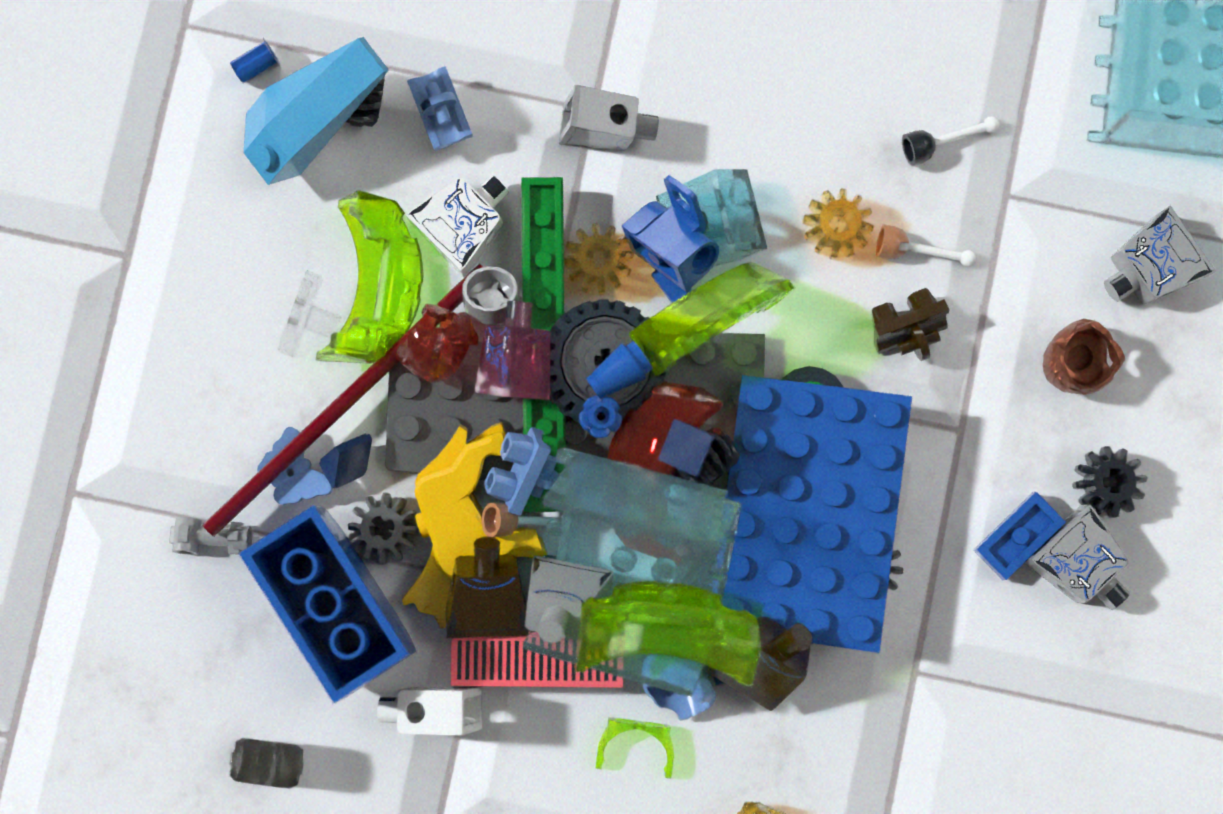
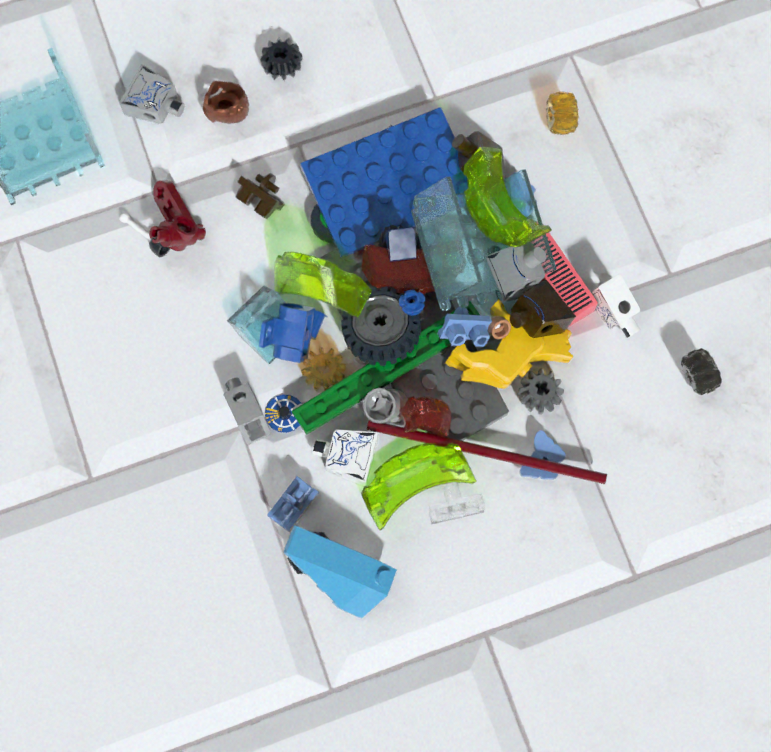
camera: 120 degrees left, 10 degrees down
(188, 535) = (614, 492): light grey bar -> none
(254, 61) = (329, 631): blue piece -> none
(328, 602) = (601, 381): blue brick -> none
(347, 461) = (518, 433): dark blue slope -> none
(515, 357) = (409, 366): clear pink torso -> none
(582, 176) = (280, 415): none -> blue piece
(619, 370) = (381, 306): blue cone -> none
(620, 725) = (558, 215): clear neon green cap -> none
(853, 231) = (227, 251): clear yellow gear -> none
(894, 243) = (220, 228): hinge -> none
(938, 190) = (179, 227): none -> dark red piece
(1019, 536) = (336, 85): blue plate -> none
(1083, 560) = (328, 51): light grey torso -> none

